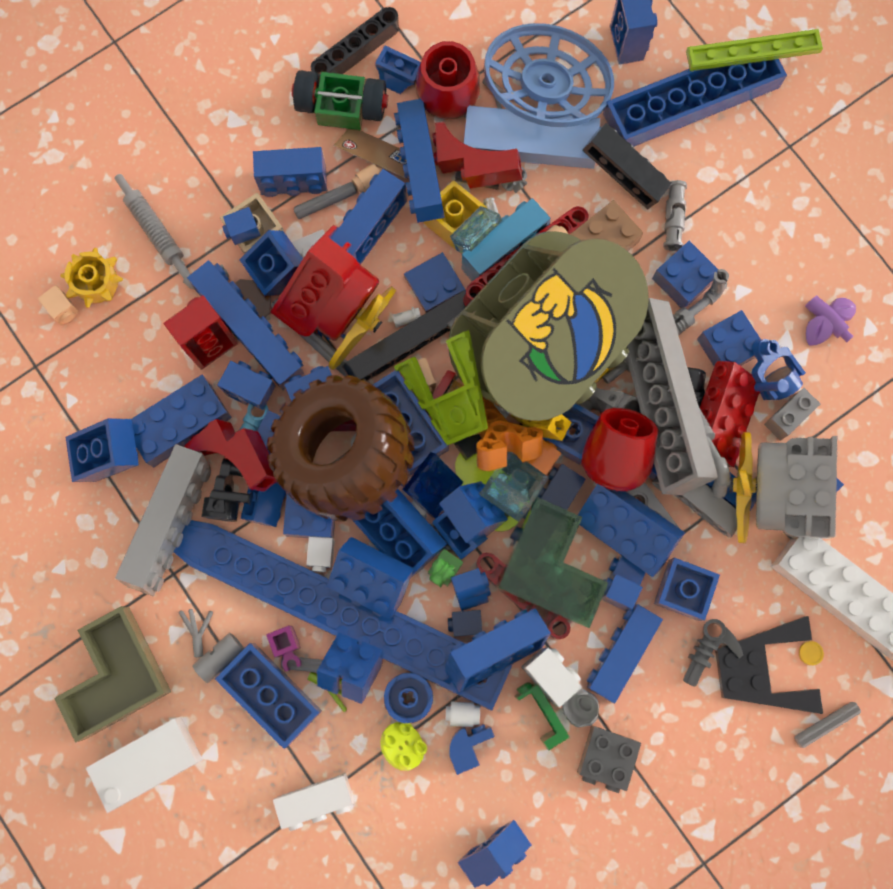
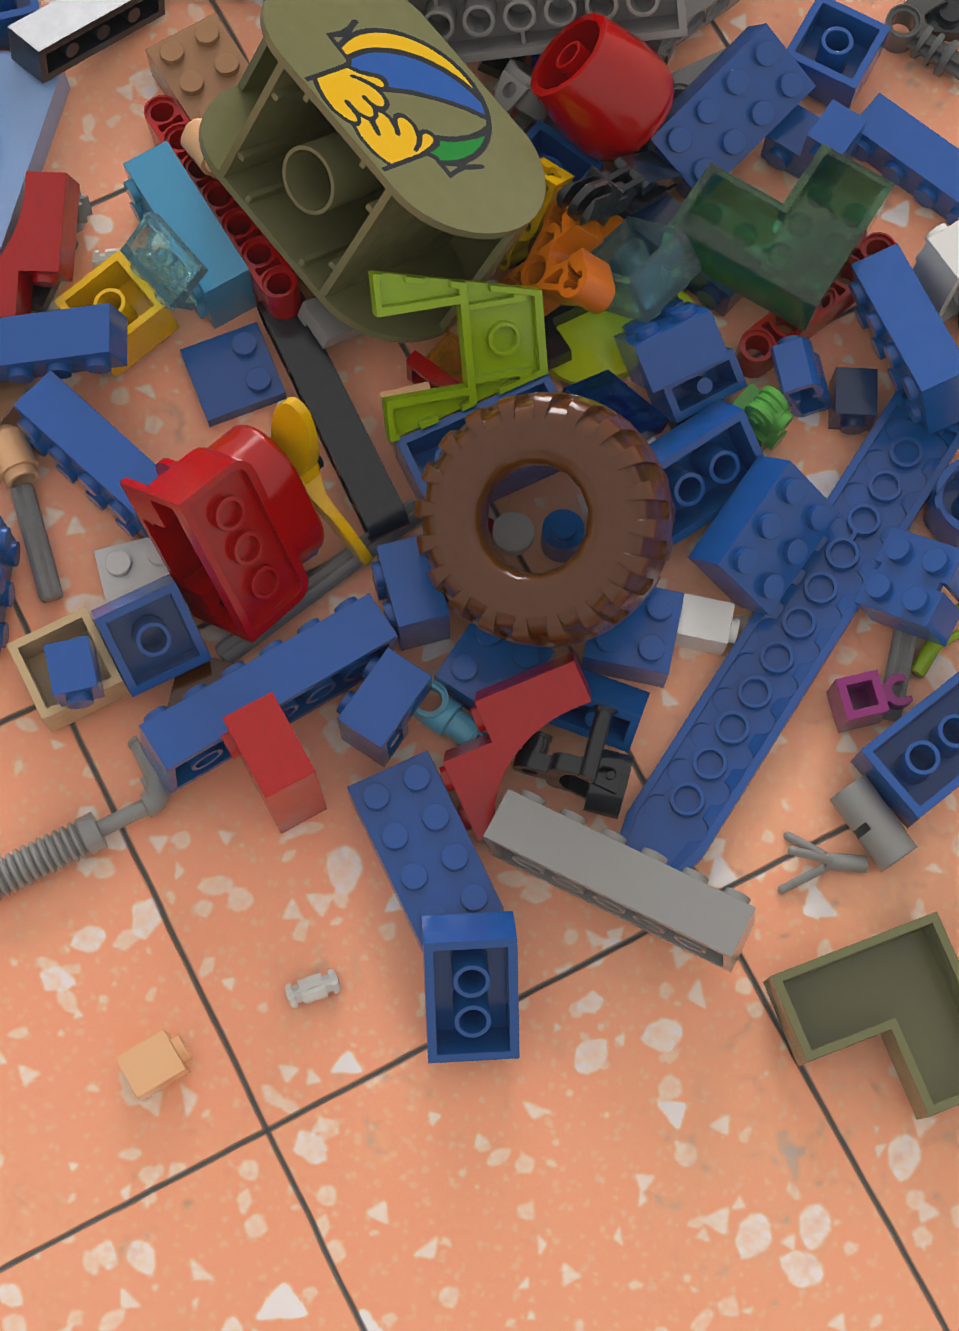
camera: 85 degrees left, 5 degrees down
(91, 277) = (99, 966): yellow brick -> none
(105, 376) = (312, 988): none -> white piece
(562, 474) = (633, 185): none -> black arm

